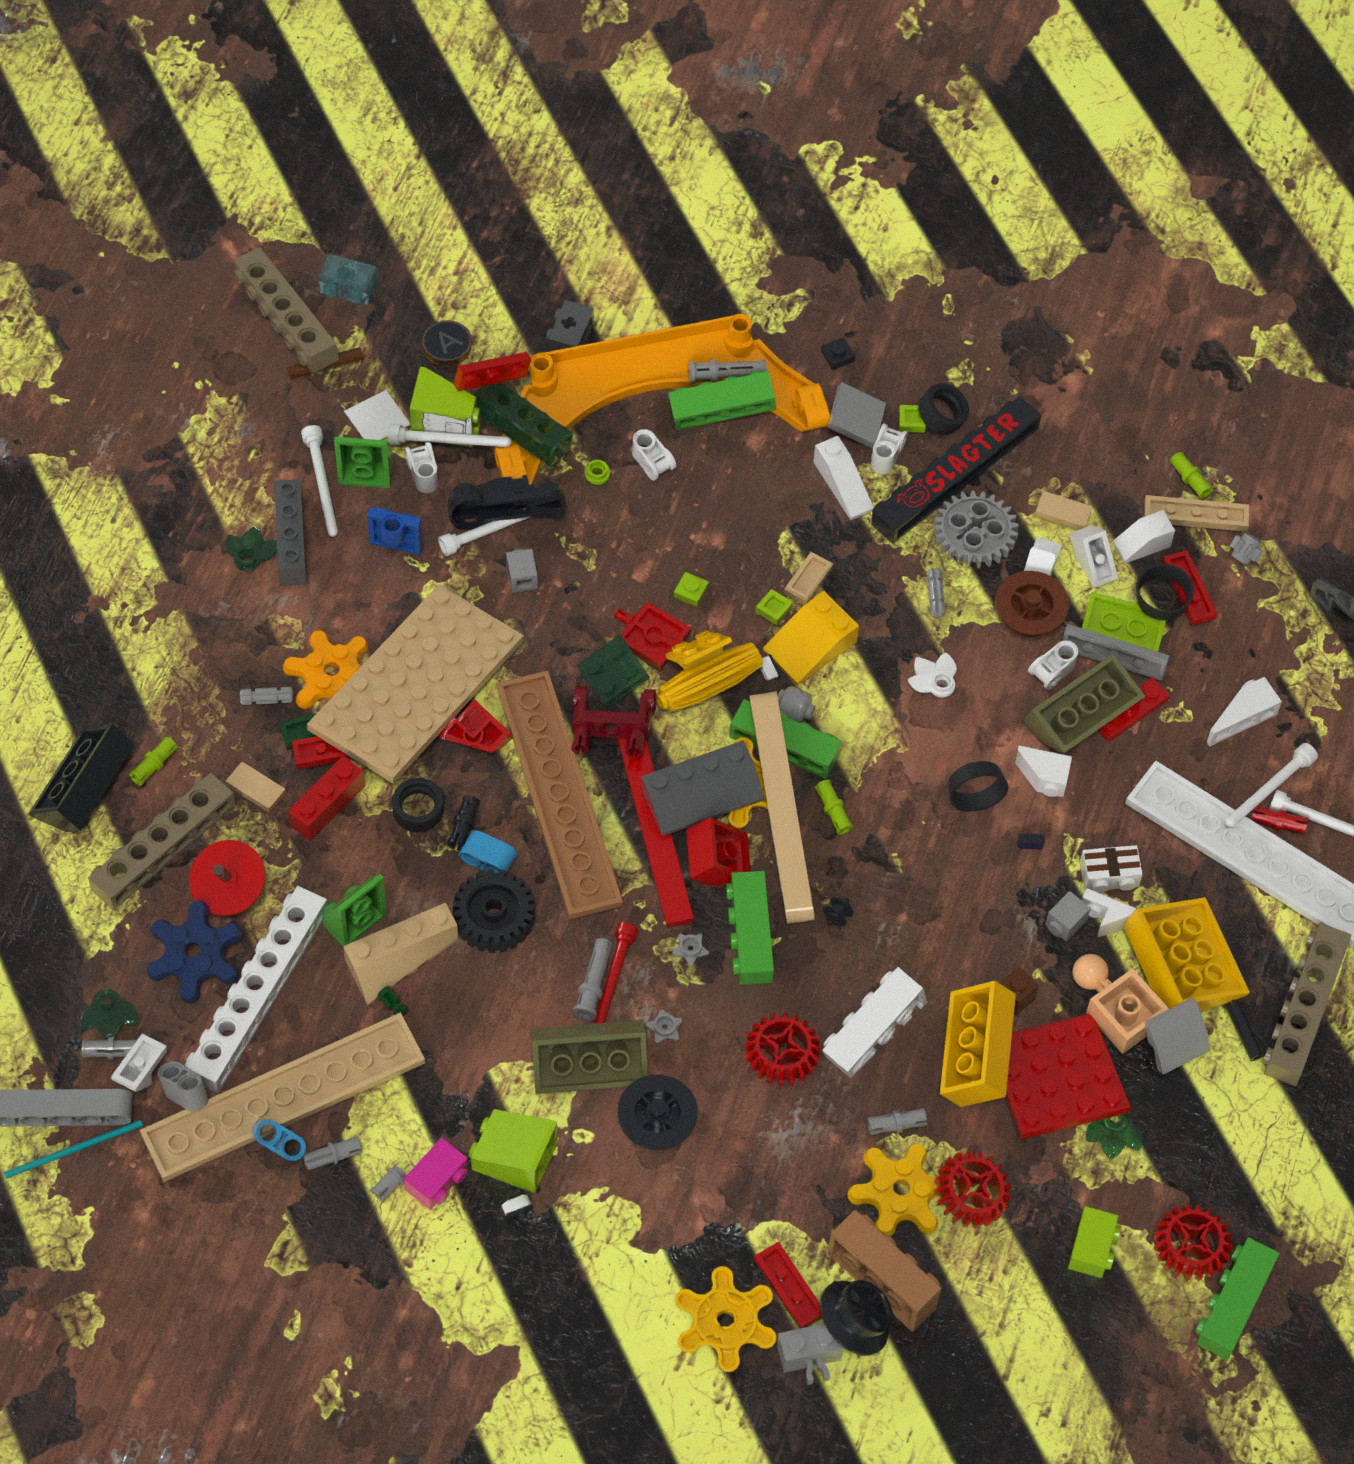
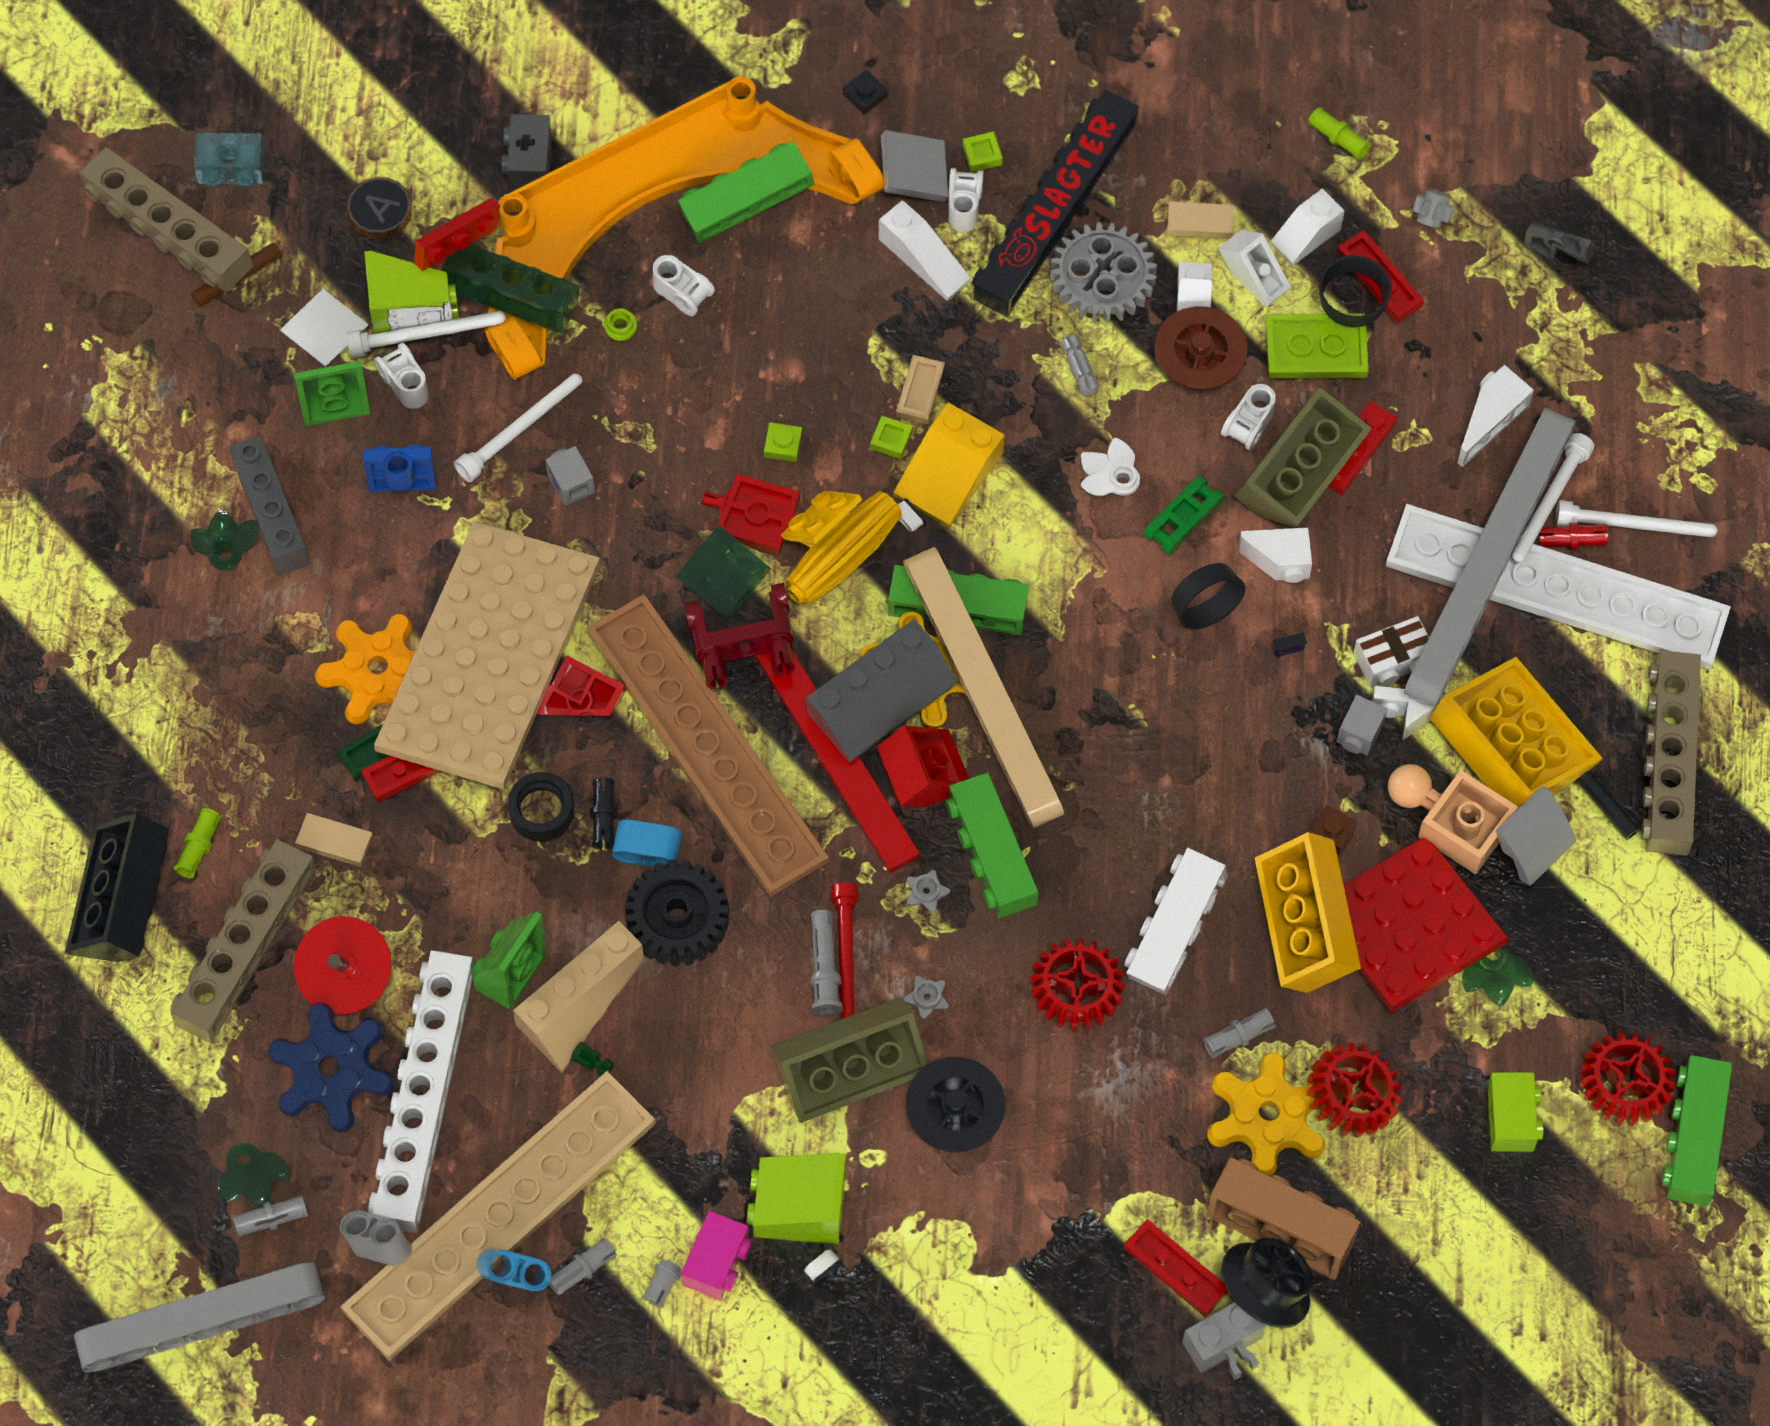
camera: 15 degrees left, 5 degrees up
(72, 1149) = (265, 1352): teal axle -> none
(139, 1063) = (314, 1225): white slope -> none
(266, 695) = (308, 721): light grey axle -> none
(313, 437) = (254, 375): white piece -> none
(326, 798) = (427, 830): red brick -> none
(499, 498) = (513, 392): black piece -> none
(713, 370) = (725, 160): light grey pin -> none
(721, 1300) = (1109, 1306): yellow plate -> none
(796, 704) = (958, 552): light grey head -> none
(833, 807) = (1042, 668): lime pin -> none
(838, 911) = (1089, 796): black wheel -> none
(953, 398) = (1030, 117): black tyre -> none
(980, 723) = (1184, 514): none -> green plate
(1132, 657) = (1304, 380): light grey tile -> none
(1200, 512) = (1362, 178): tan plate -> none
(1206, 817) = (1489, 558): none -> light grey beam

